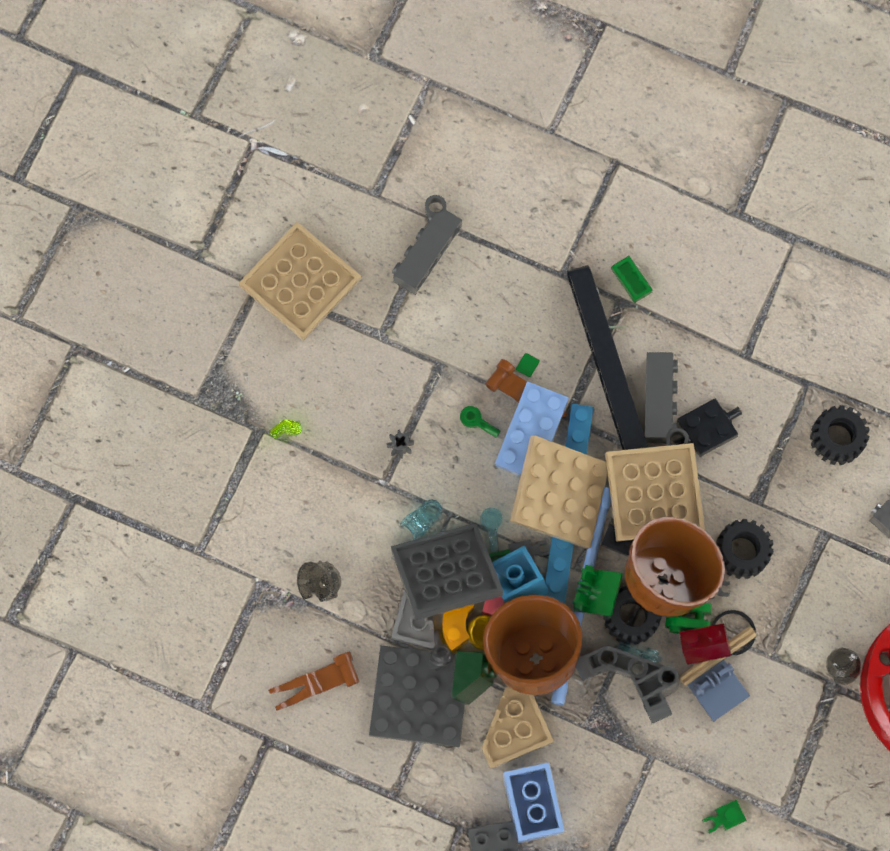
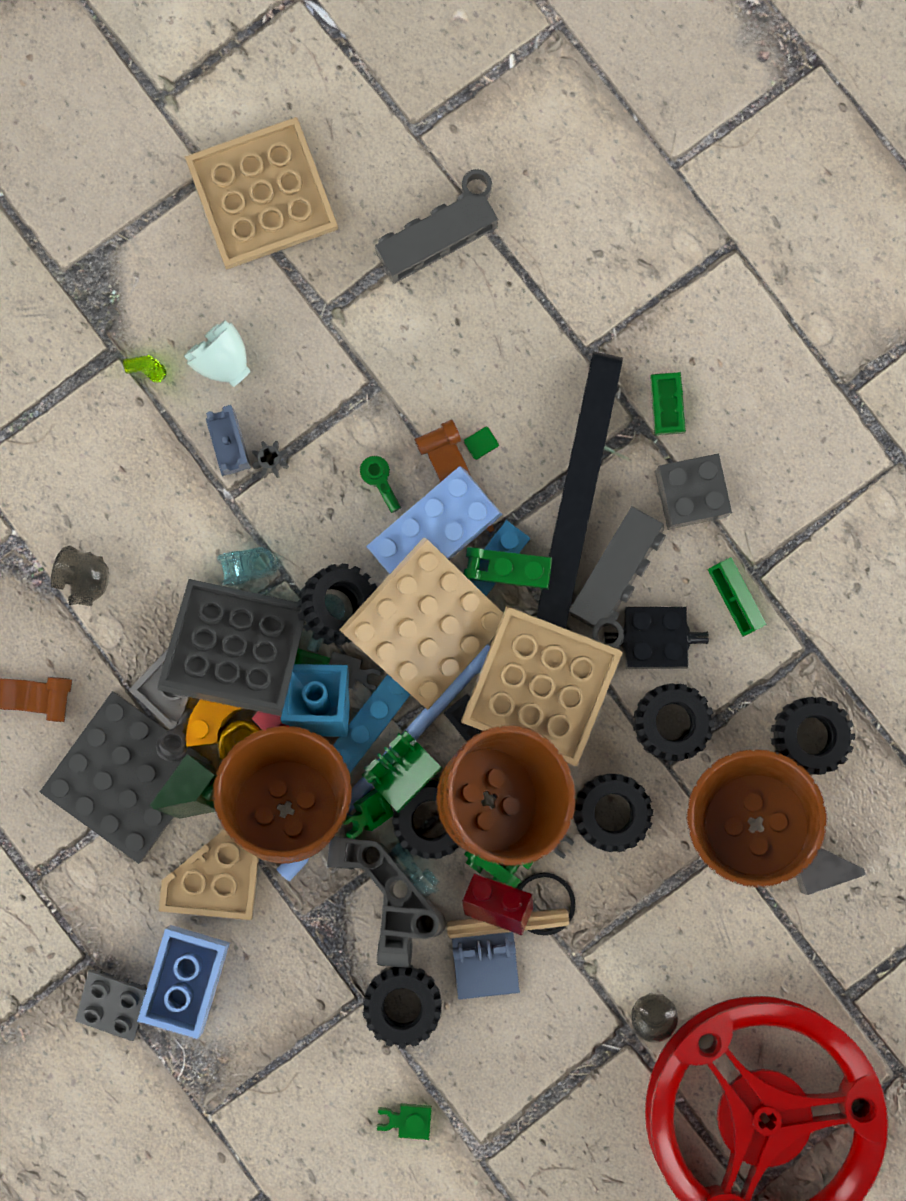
camera: 30 degrees right, 10 degrees up
(331, 394) = (221, 356): none -> light aqua piece
(366, 447) = (227, 441): none -> sand blue hinge
(484, 519) = (313, 600): none -> black tyre
(592, 430) = (509, 568): none -> green plate
(592, 631) = (370, 813): none -> green plate
(679, 324) = (693, 491): none -> dark grey brick
(695, 729) = (402, 1033): none -> black tyre
(746, 372) = (741, 595): none -> green piece
(761, 460) = (699, 715): none -> black tyre
(831, 480) = (754, 787): none -> dark orange piece

